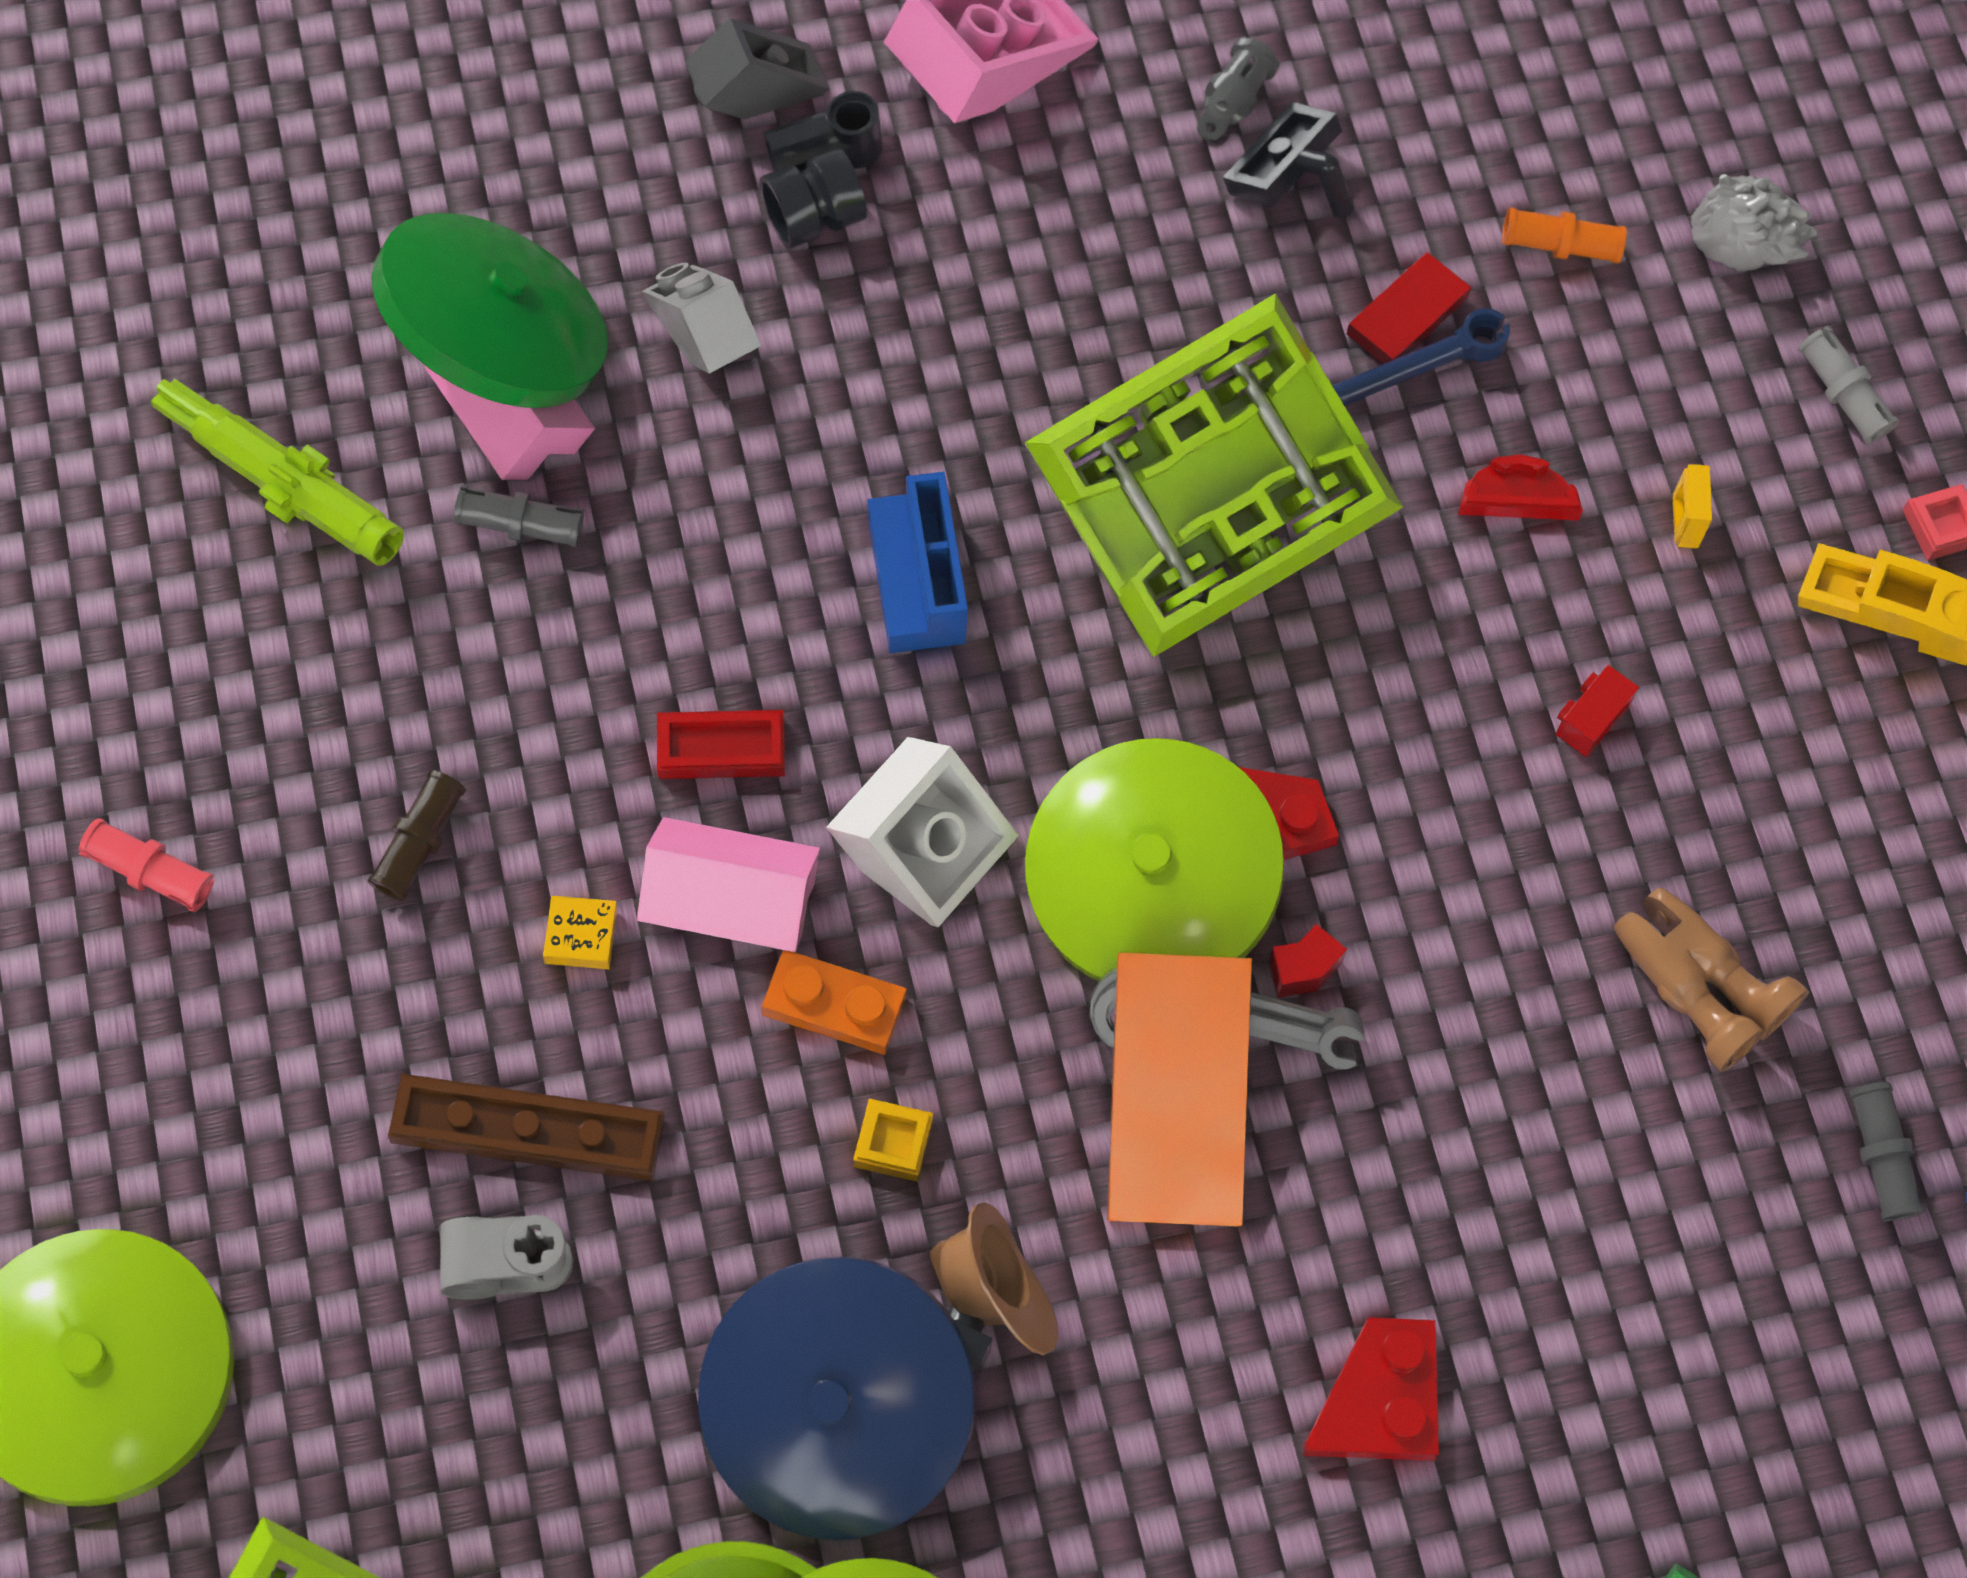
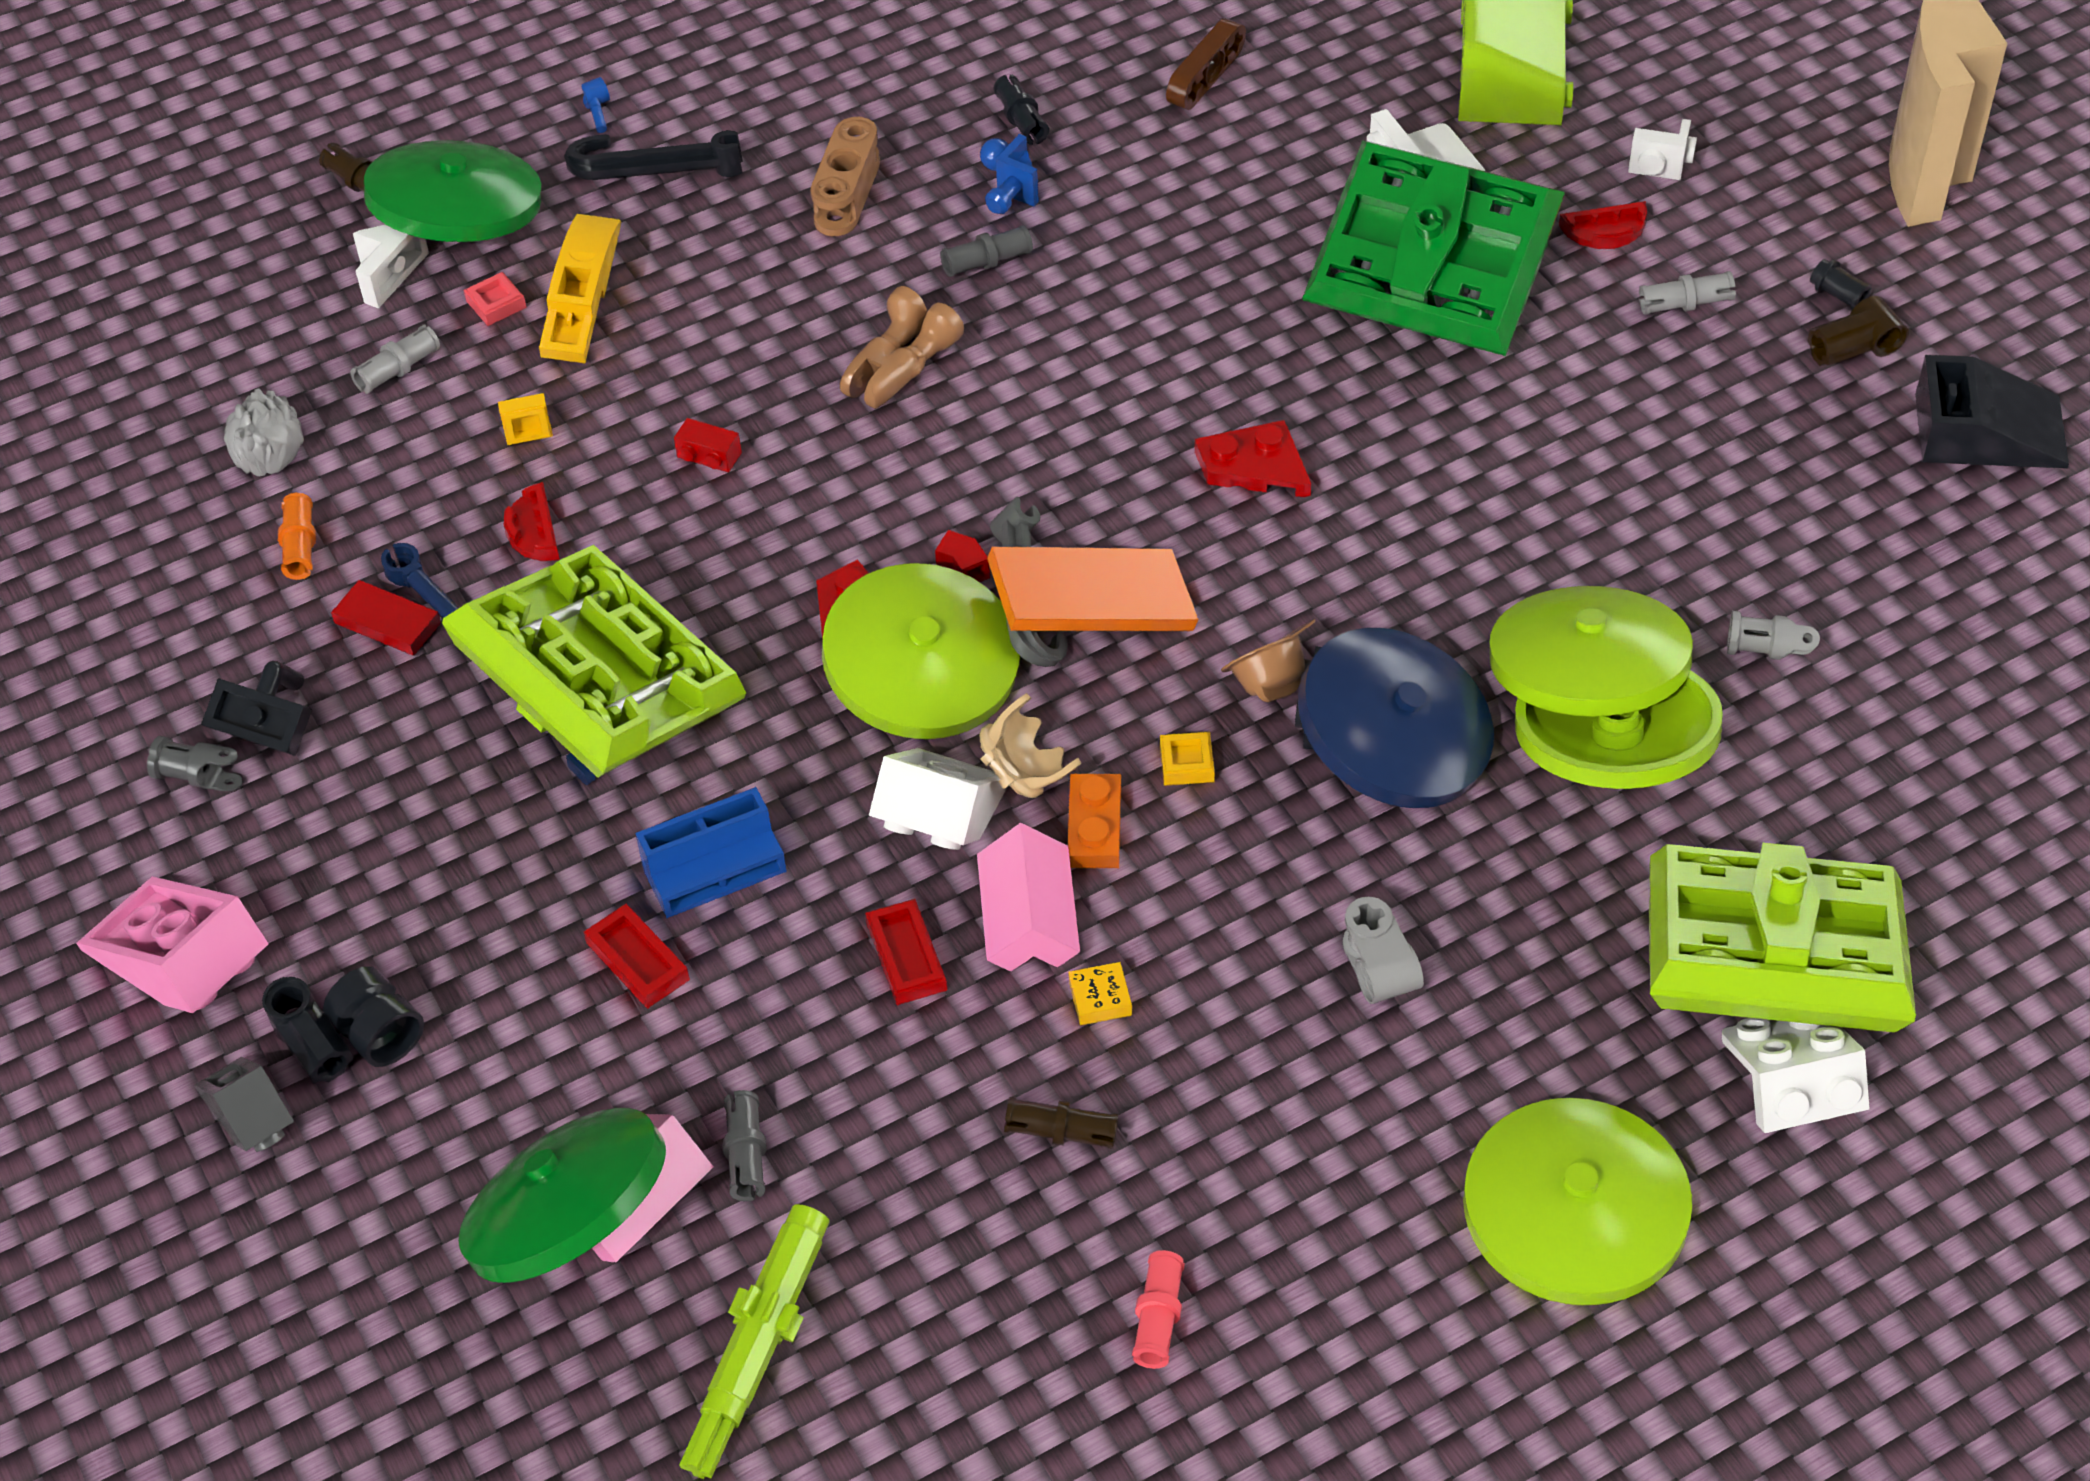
camera: 100 degrees left, 15 degrees down
(526, 1127) = (1270, 982): reddish brown tile -> none
(702, 315) = (510, 1067): light grey slope -> none
(818, 471) = (636, 956): none -> red tile
(947, 947) = (1015, 758): none -> tan helmet

